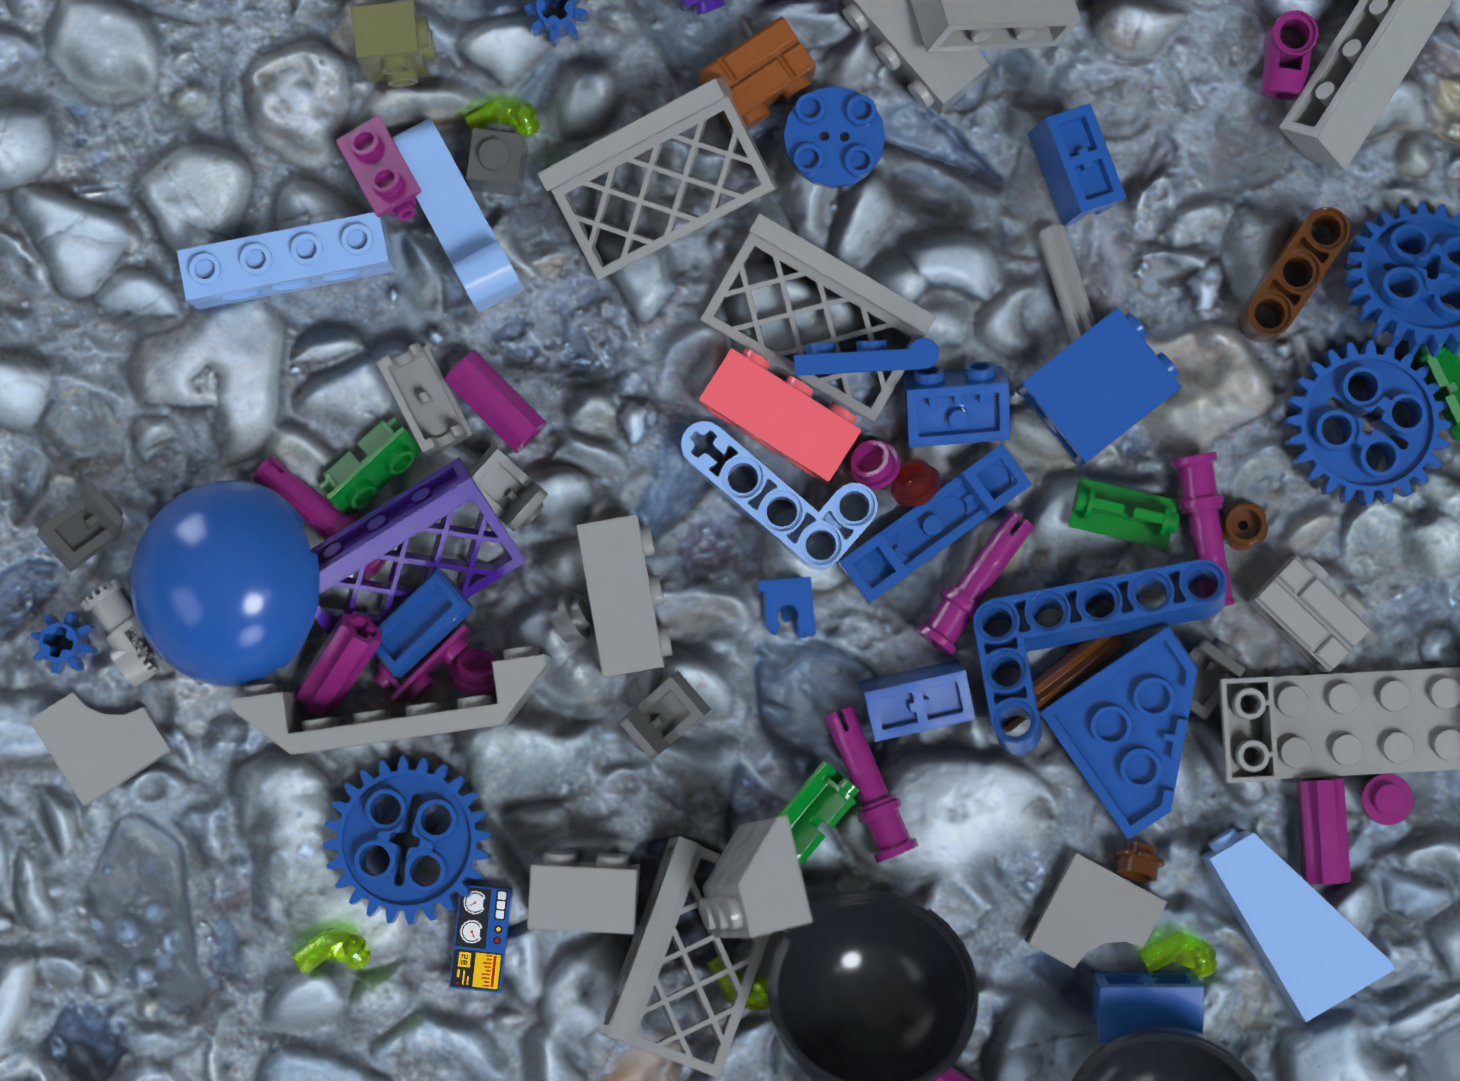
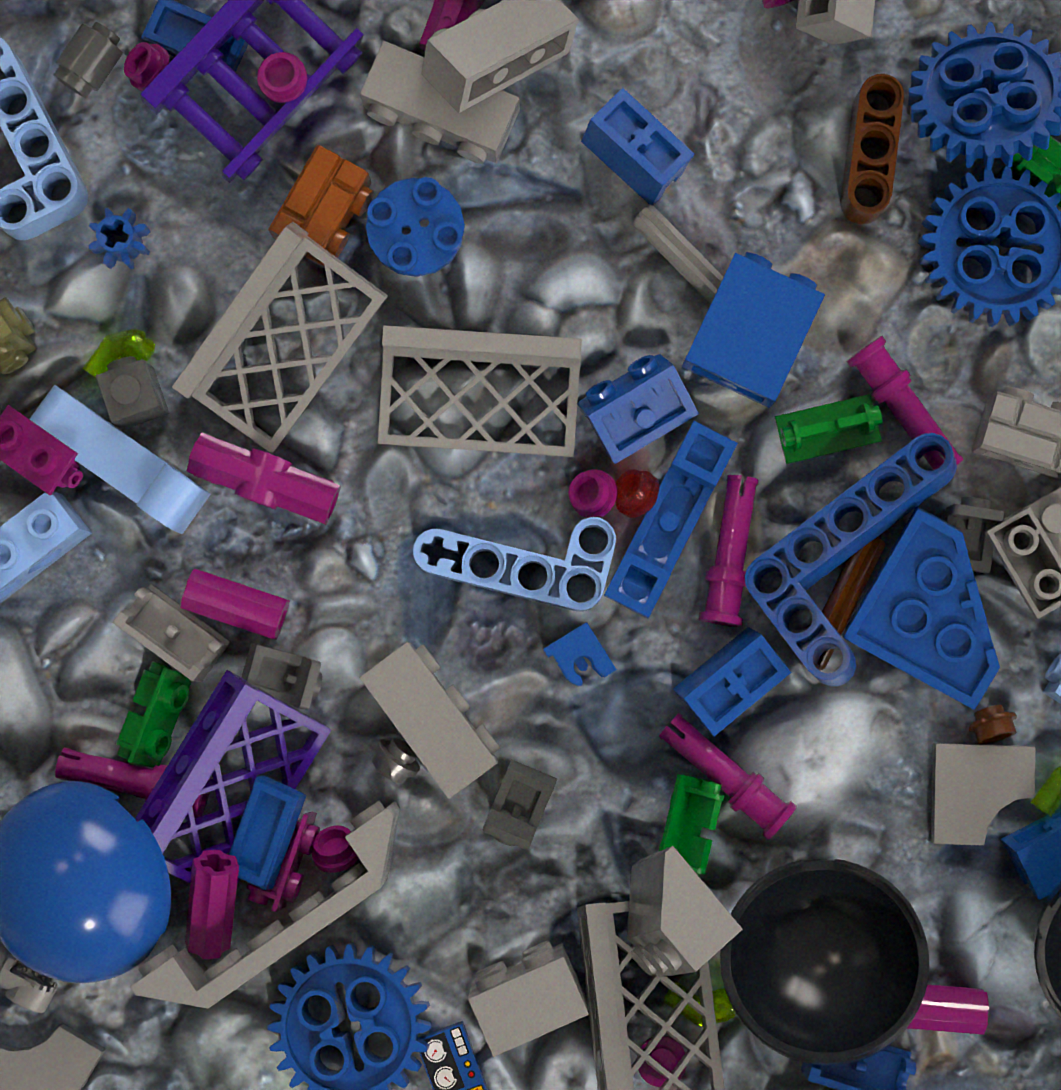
camera: 20 degrees left, 0 degrees up
(579, 299) = (263, 478): none -> magenta piece
(687, 1012) = (667, 1054): none -> magenta plate
(780, 414) = (489, 491): coral brick -> none
(870, 357) = (541, 404): blue plate -> none
(1256, 525) = (948, 382): reddish brown plate -> none

